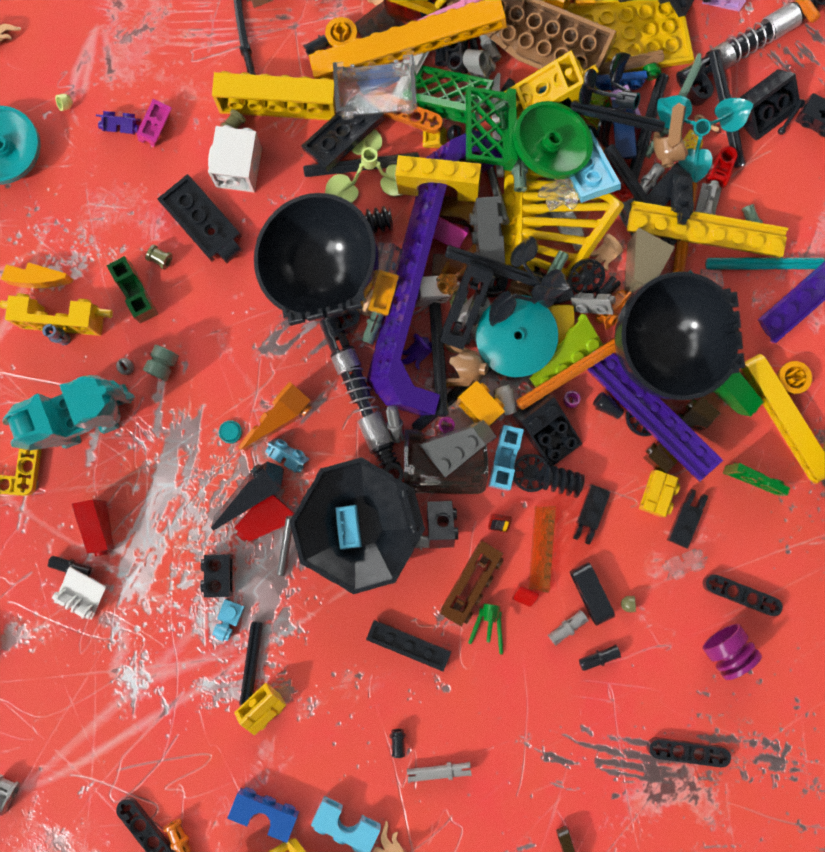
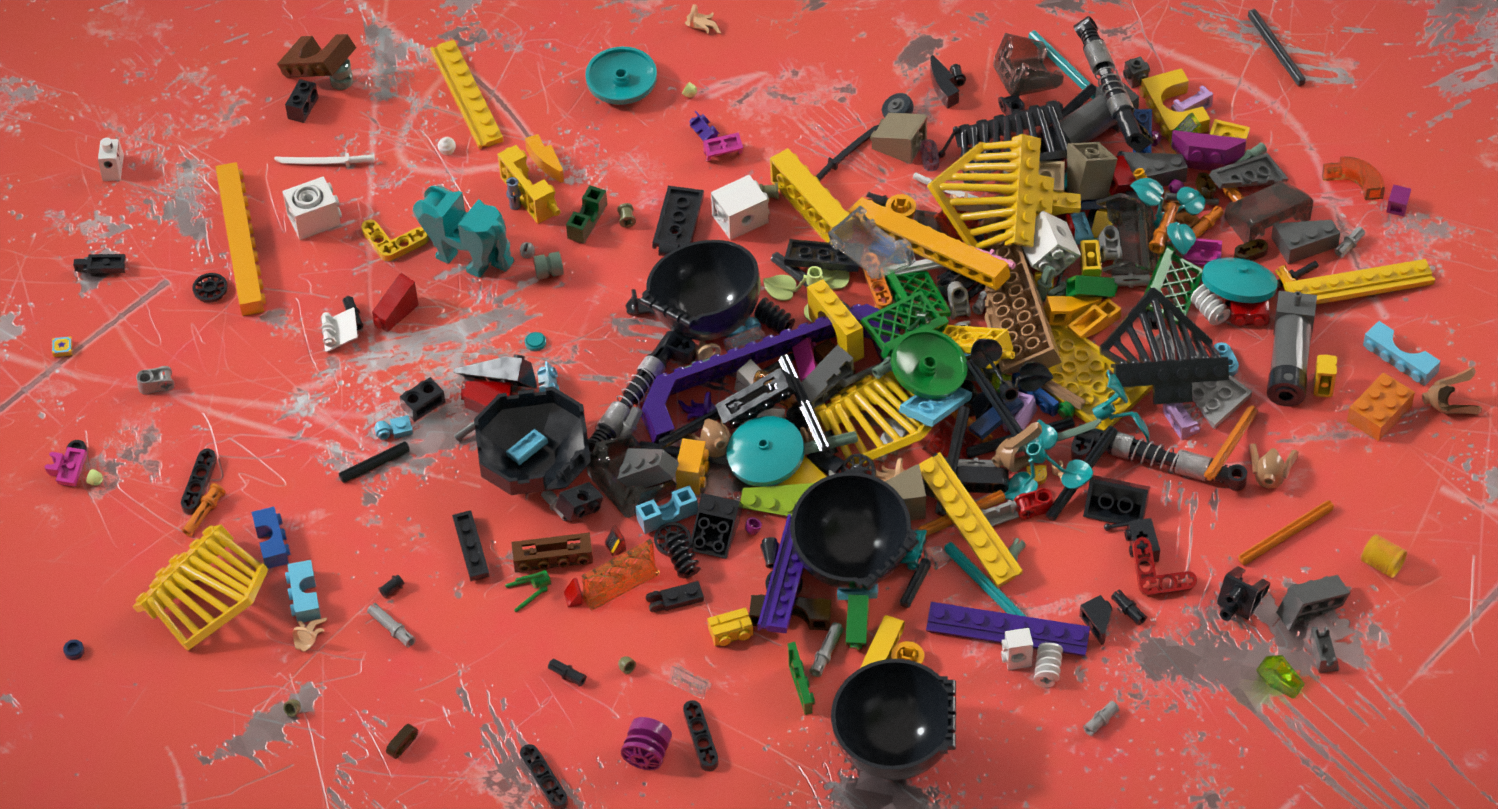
camera: 60 degrees right, 30 degrees down
(260, 709) = (346, 484): yellow brick -> none
(265, 318) = (635, 307): none -> black piece
(287, 408) = (577, 355): orange wedge -> none
(383, 292) = (719, 346): light orange tile -> none
(506, 396) = (716, 483): white cone -> none
(545, 292) = (805, 433): black plant -> none
(557, 195) = (893, 395): clear plate -> none
(566, 375) = (753, 500): orange axle -> none
(568, 627) = (572, 637): light grey pin -> none
(592, 593) = (612, 634): black beam -> none
(681, 197) = (974, 481): black hinge -> none
(687, 520) = (728, 662): black hinge -> none
(688, 40) = (1107, 408): none -> teal plant
(737, 435) = (822, 656): none -> light grey pin

